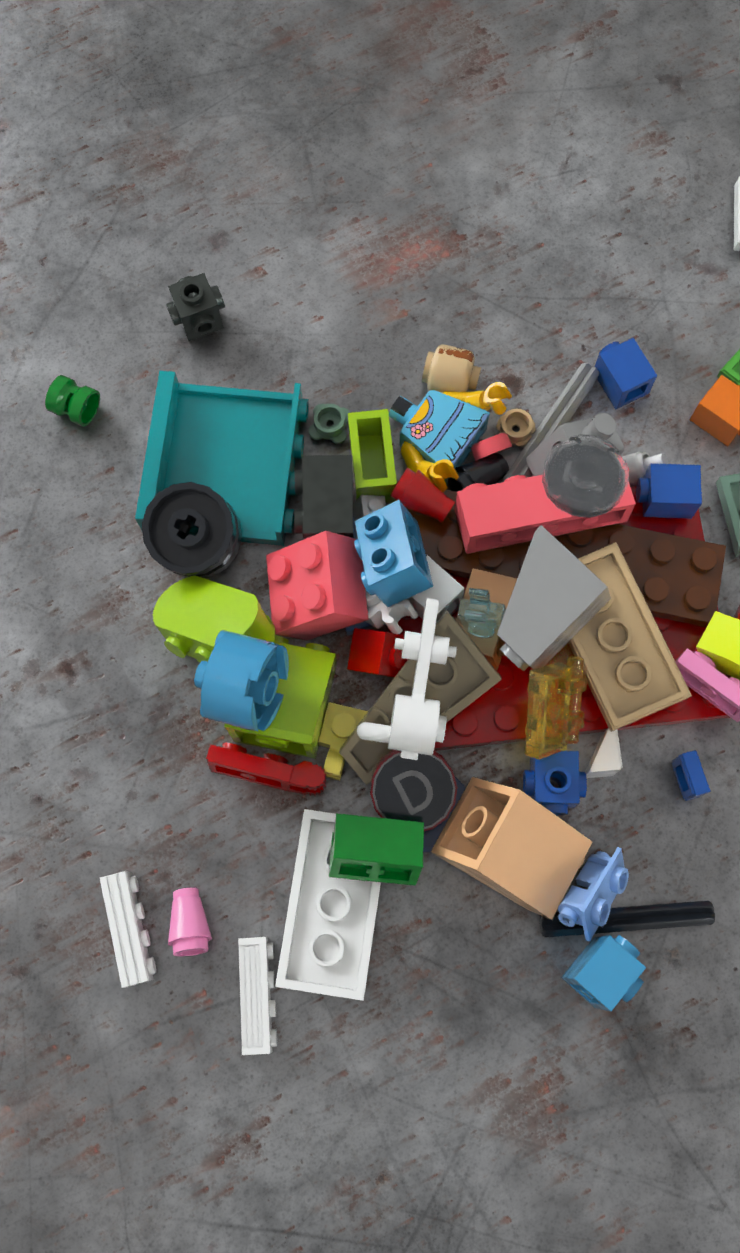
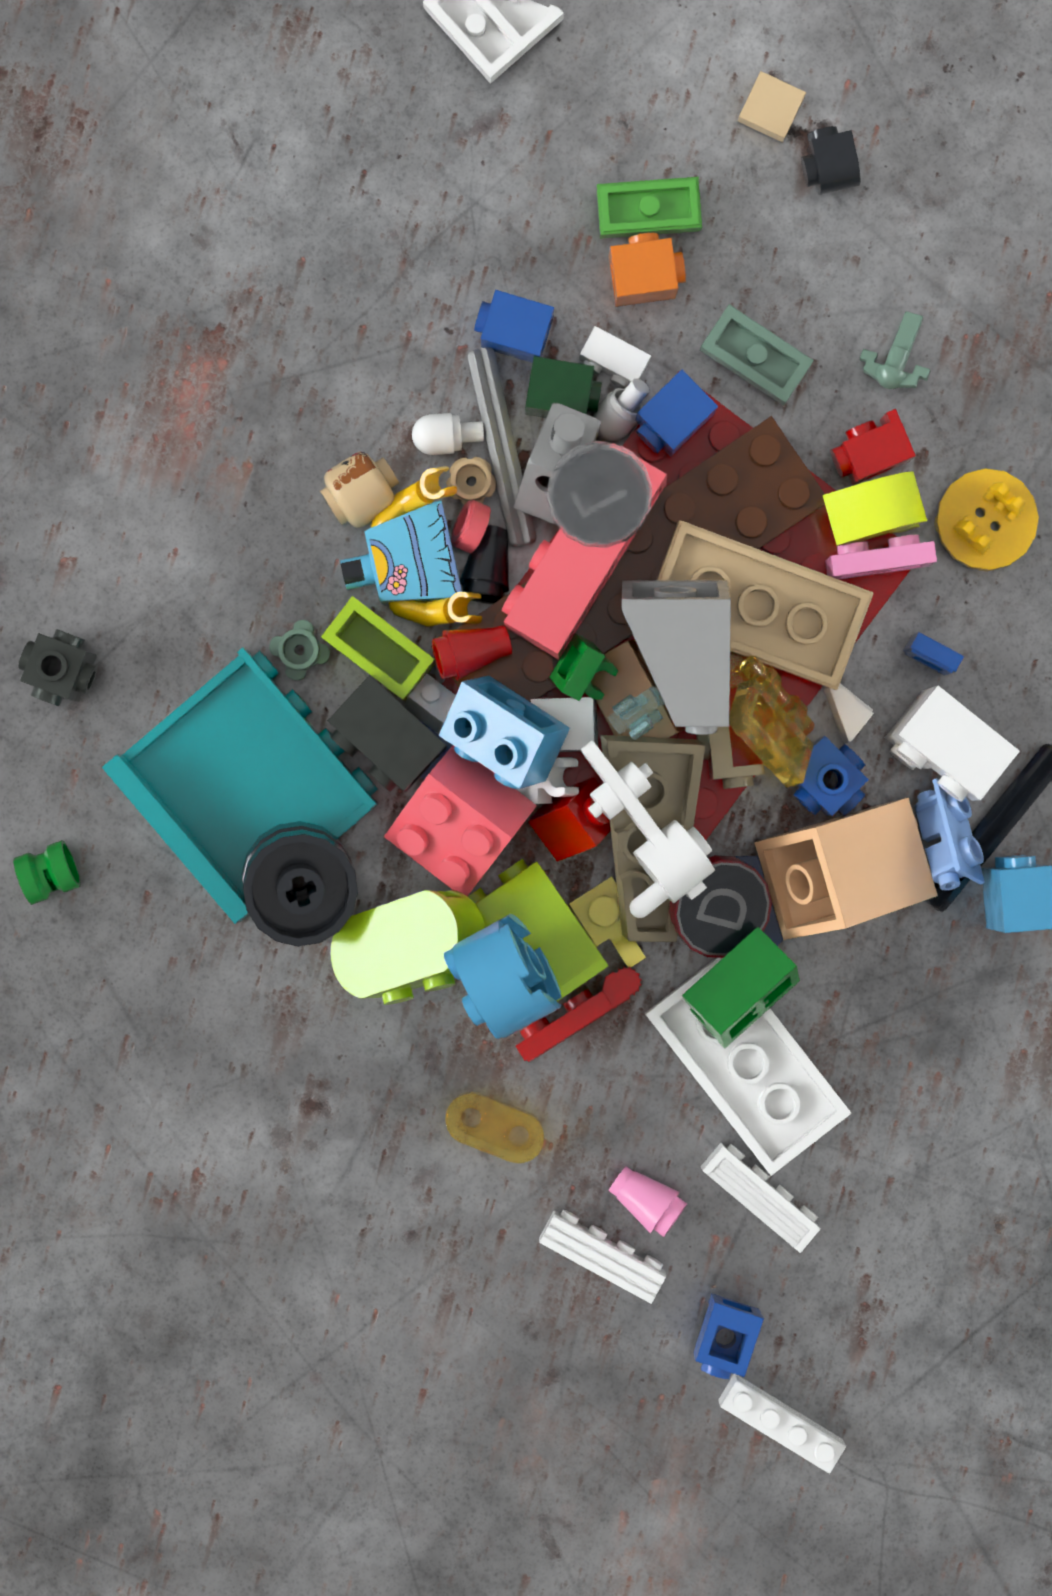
camera: 45 degrees left, 15 degrees up
(117, 1157) = (782, 1423): none -> white piece
(123, 1060) = (734, 1357): none -> blue brick
(150, 785) = (493, 1130): none -> clear yellow plate
(472, 563) = (578, 668): none -> green tile
(505, 695) = (720, 761): none -> dark tan bracket
(527, 390) = (444, 433): none -> white cylinder
(630, 424) = (563, 384): none -> dark green brick
(654, 831) = (951, 741): none -> white brick
(663, 437) = (614, 357): none -> white piece

